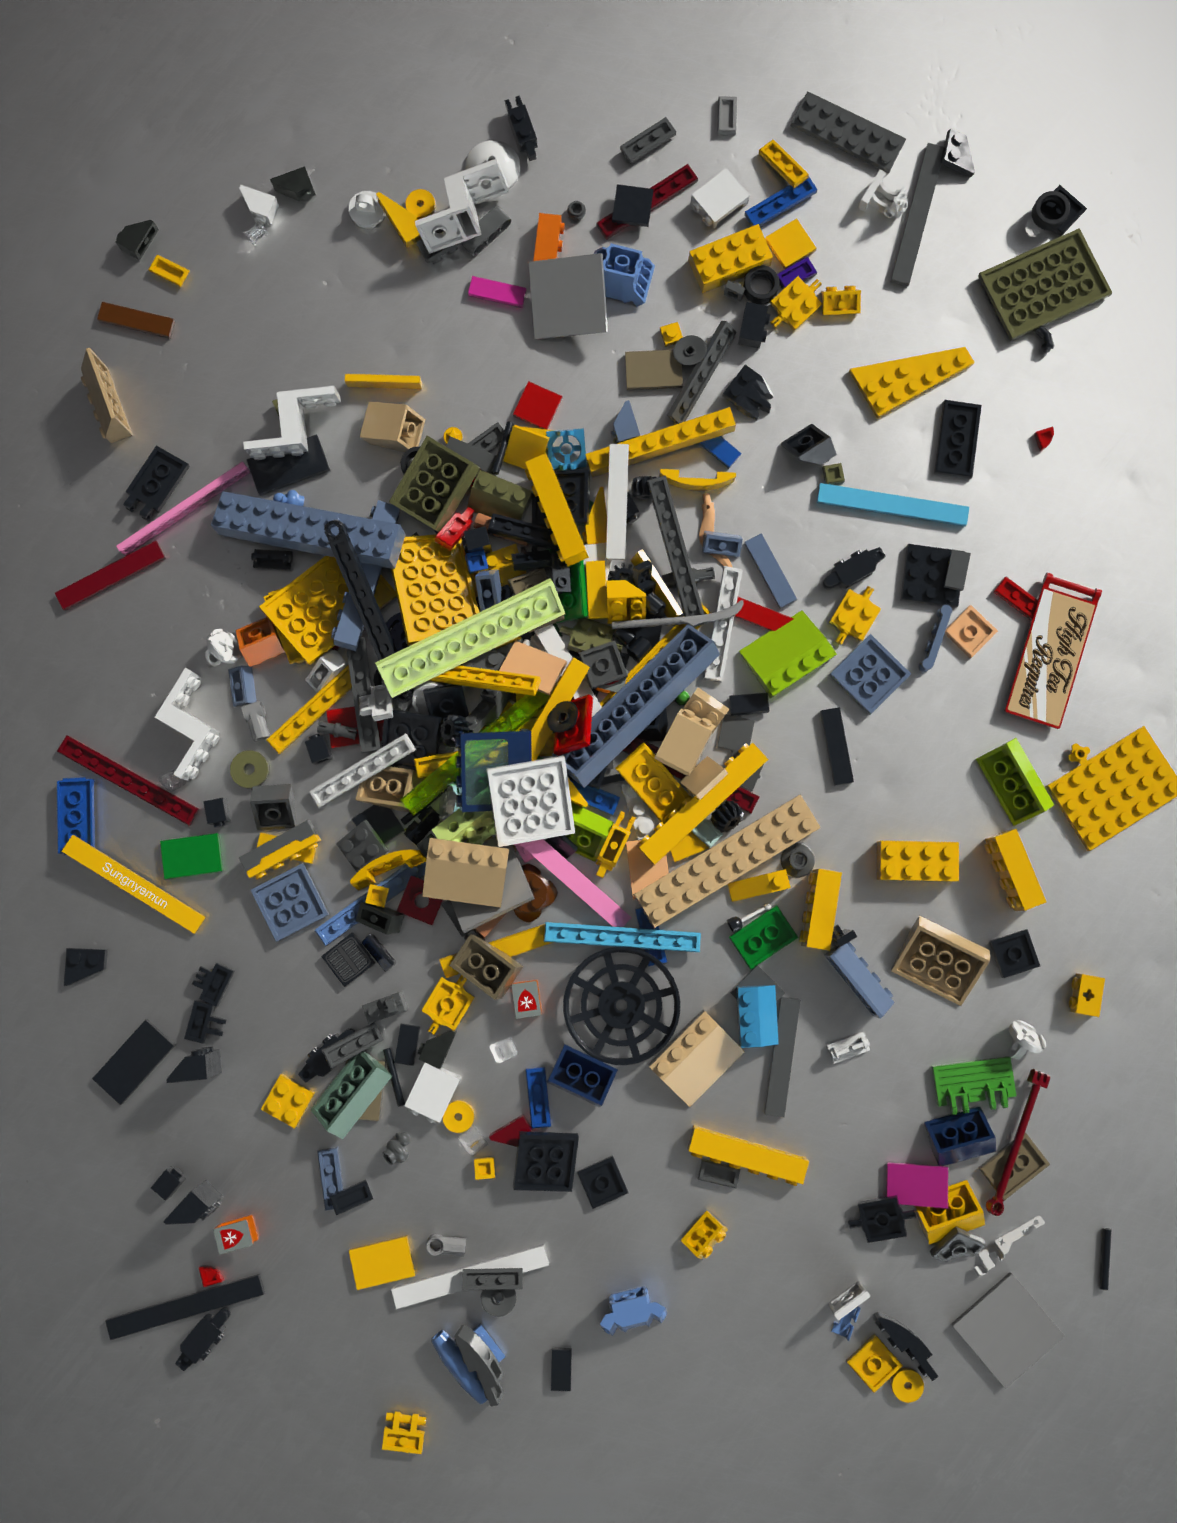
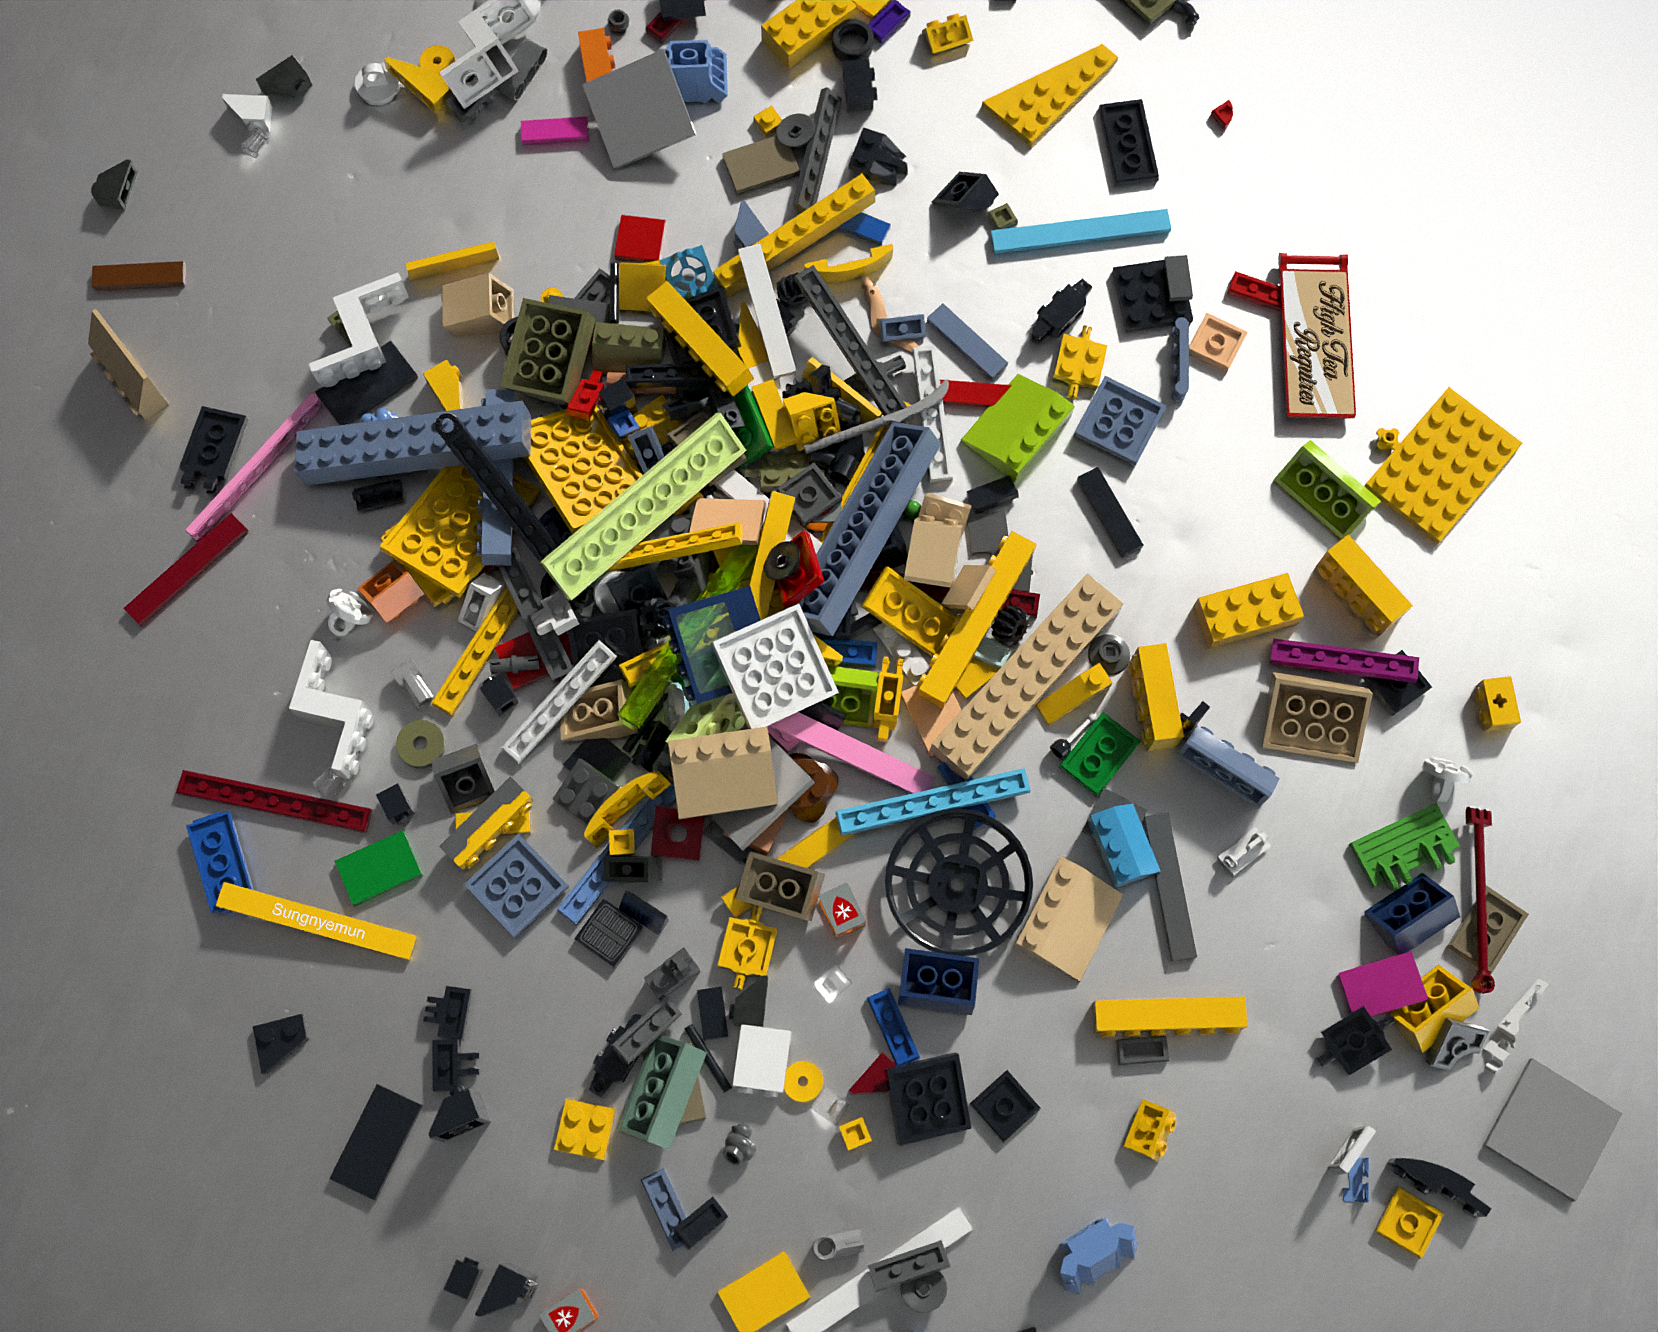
camera: 20 degrees left, 10 degrees down
(169, 270) = (163, 211): yellow tile -> none
(242, 685) = (382, 649): sand blue slope -> none
(349, 488) = (446, 385): none -> yellow slope
(734, 290) = (824, 55): dark grey plate -> none
(795, 303) = (898, 50): yellow plate -> none
(916, 1385) = (1446, 1236): yellow piece -> none
(978, 924) = (1344, 660): none -> magenta plate
(1105, 1263) = (1635, 1006): black piece -> none

